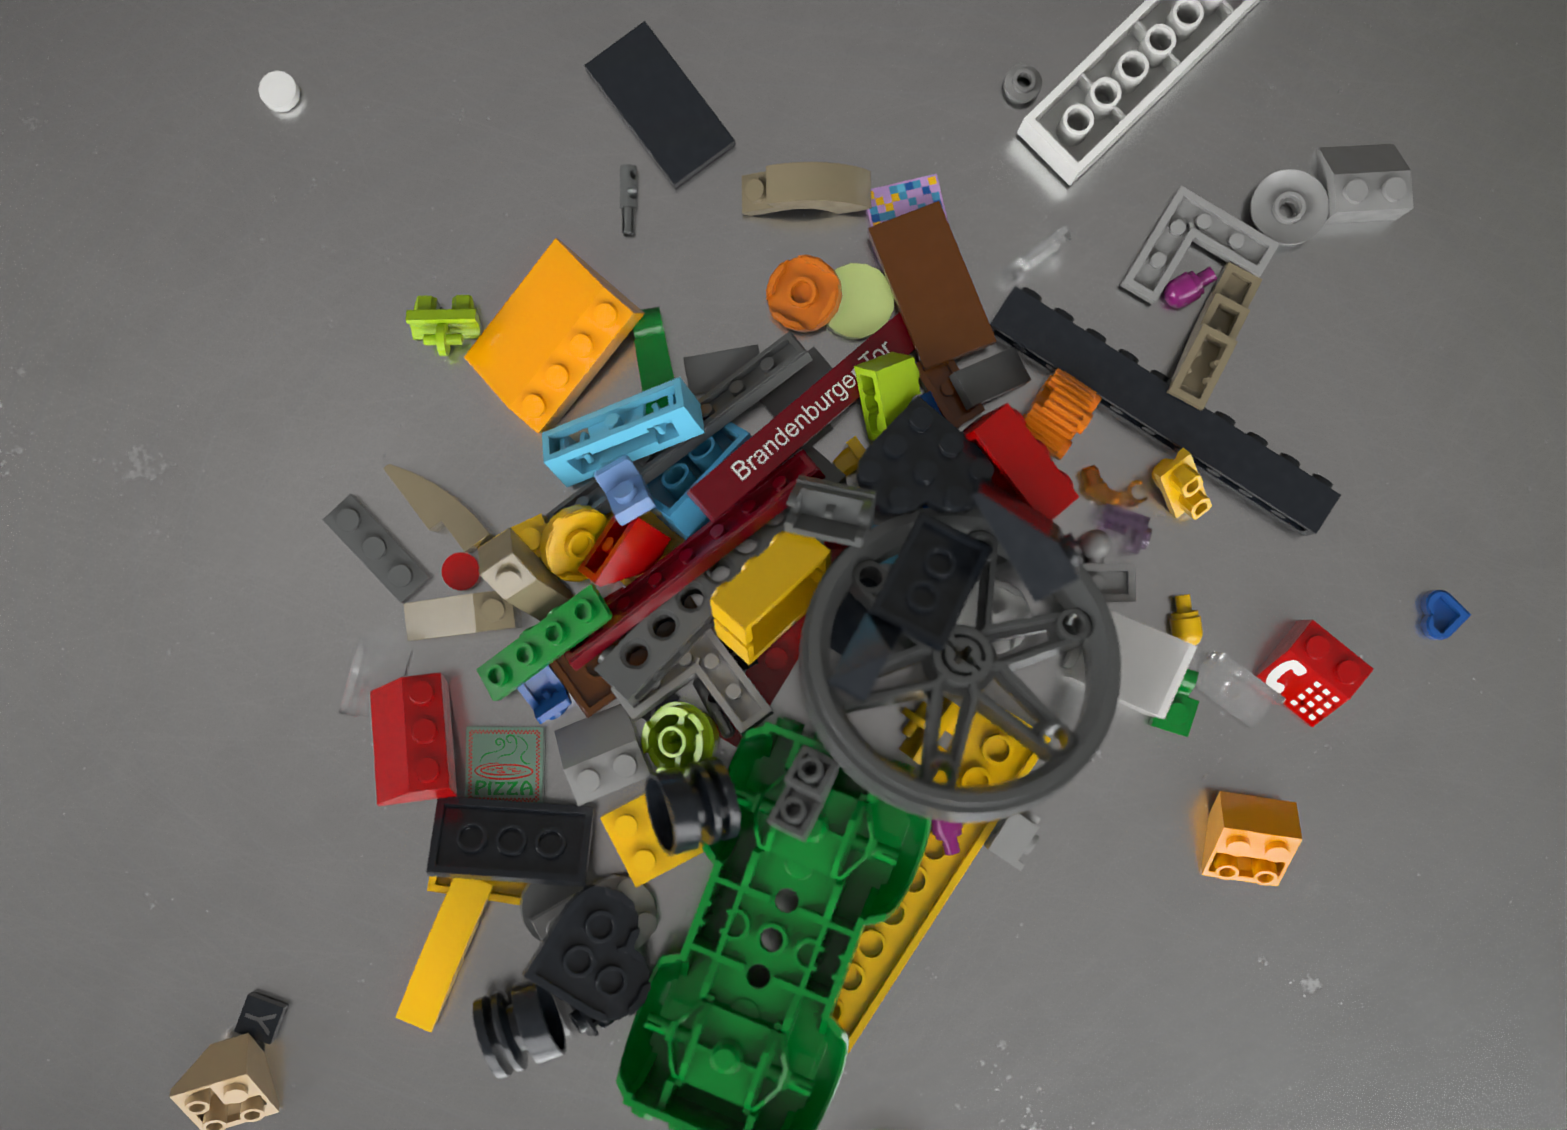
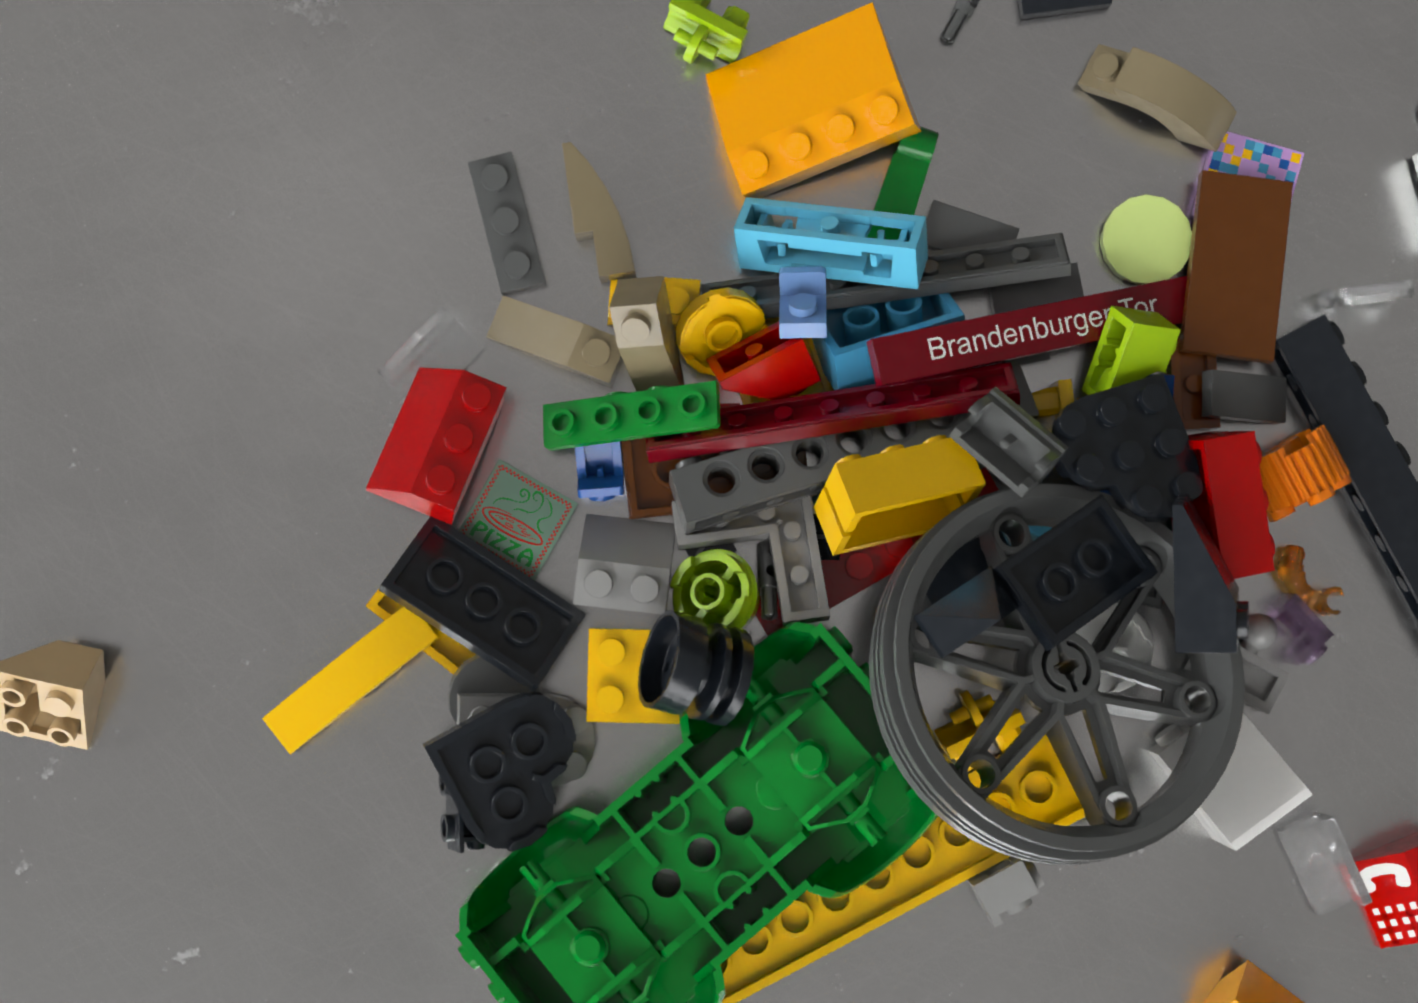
camera: 30 degrees right, 0 degrees up
(261, 1018) = (122, 642): black tile -> none
(461, 571) = (581, 295): red tile -> none
(514, 1028) = (384, 798): black wheel -> none
(804, 293) = (1097, 202): orange tile -> none
(805, 793) = (822, 719): dark grey slope -> none
(948, 833) = (942, 841): magenta cylinder -> none
(1181, 485) = (1384, 619): yellow hips -> none
(1182, 709) = (1254, 855): green plate -> none
(1185, 622) = (1309, 762): yellow cylinder -> none

